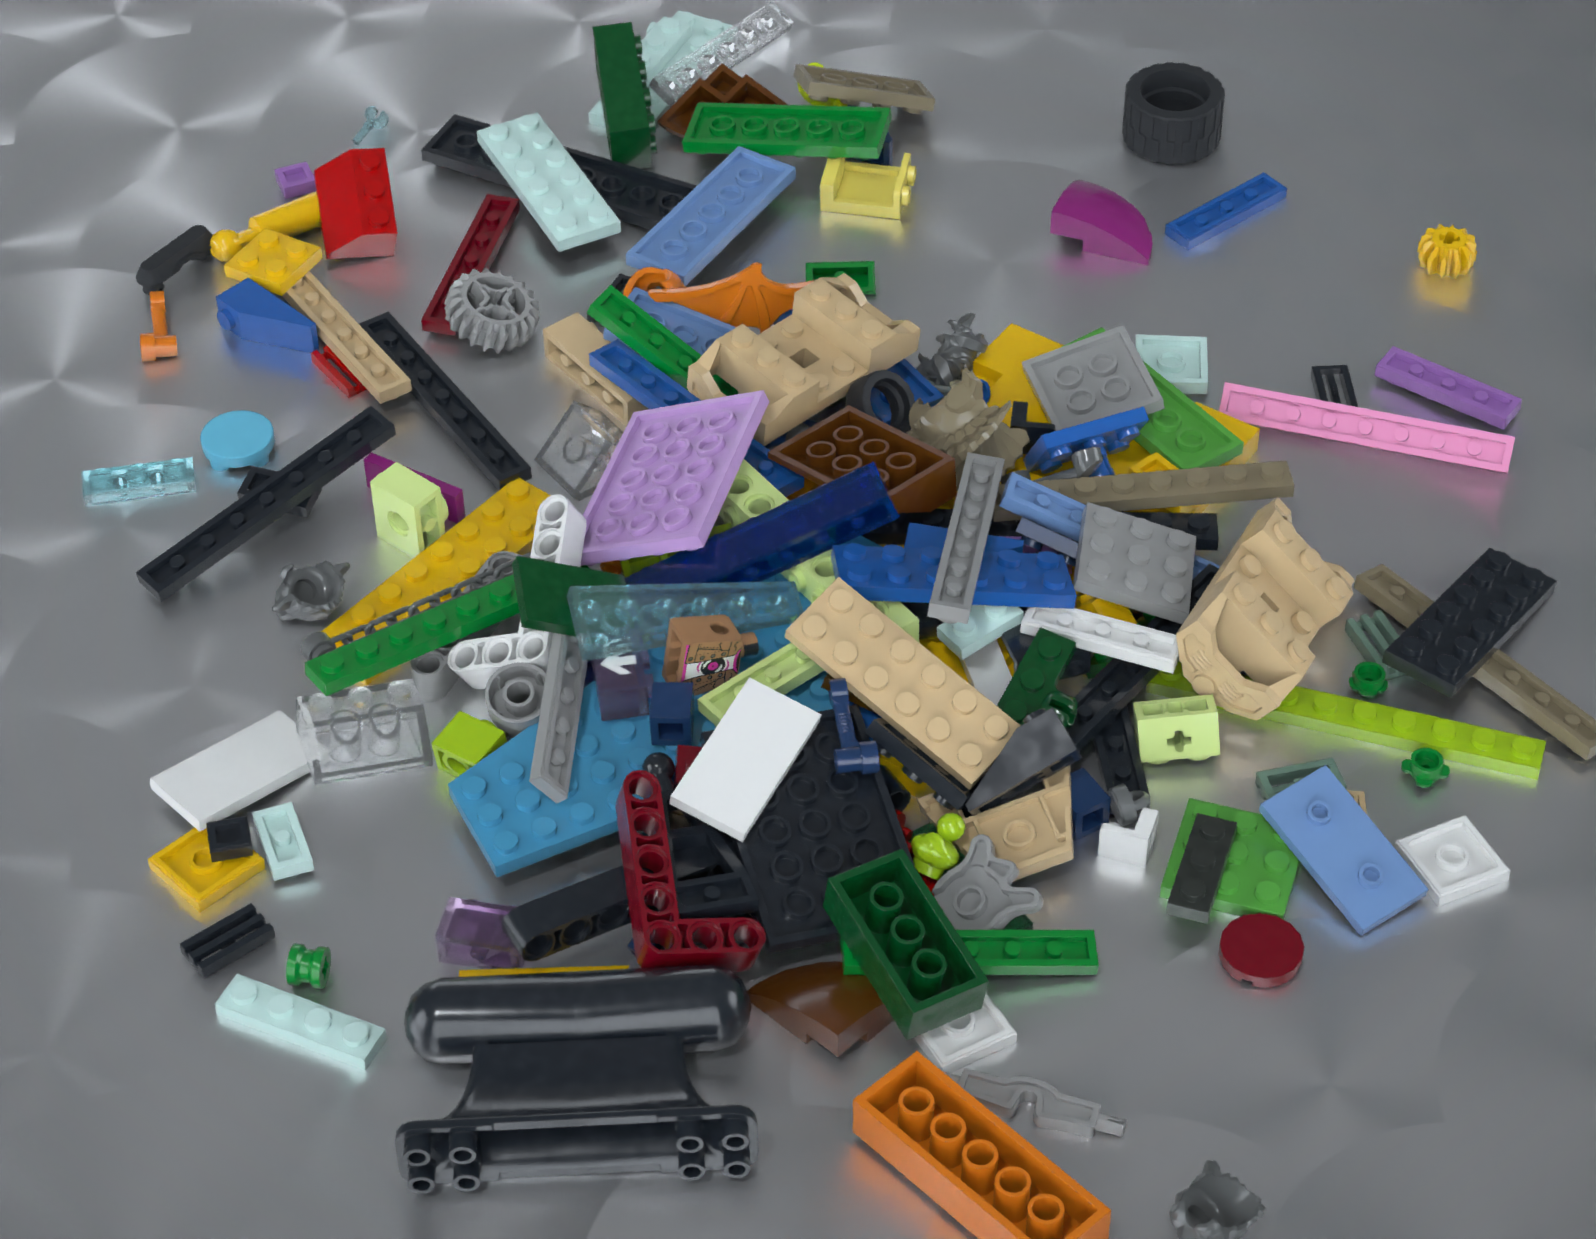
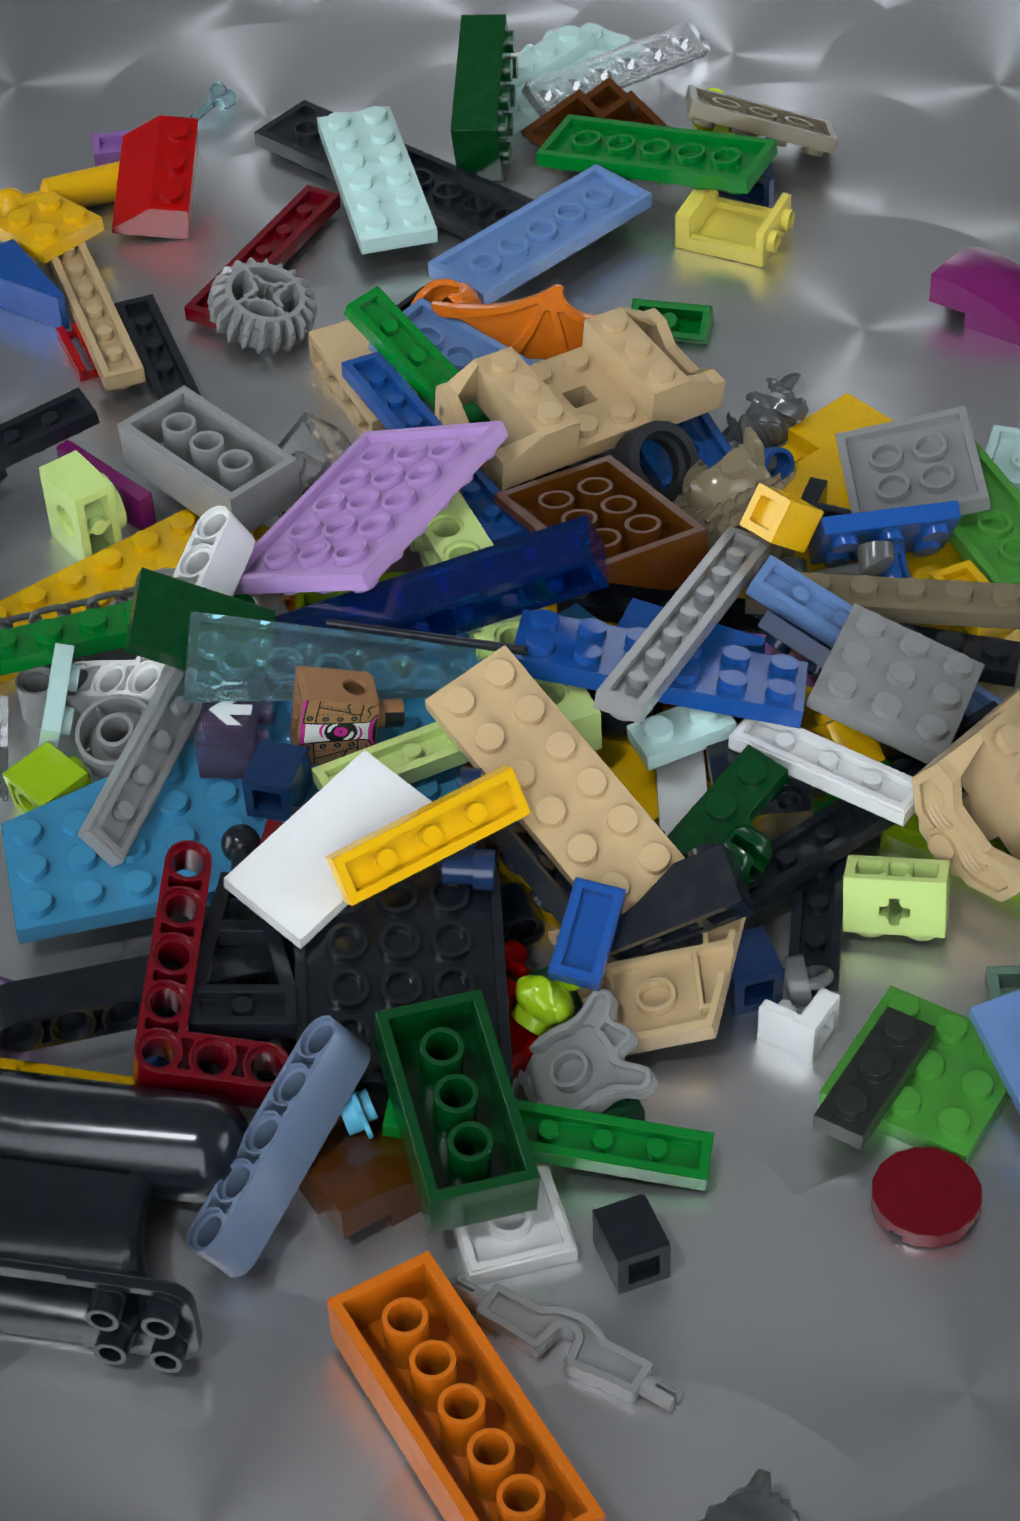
camera: 15 degrees right, 0 degrees up
(458, 660) = (62, 678): none -> light aqua plate
(505, 454) = (209, 459): none -> light grey brick
(761, 578) = (425, 636): none -> black piece
(774, 994) = (279, 1147): none -> sand blue beam
(820, 958) = (359, 1113): none -> medium azure plate
(823, 736) = (428, 835): none -> yellow plate
(960, 794) = (587, 934): none -> blue tile
(1010, 440) = (781, 518): none -> yellow brick
(1057, 1021) = (631, 1243): none -> black panel

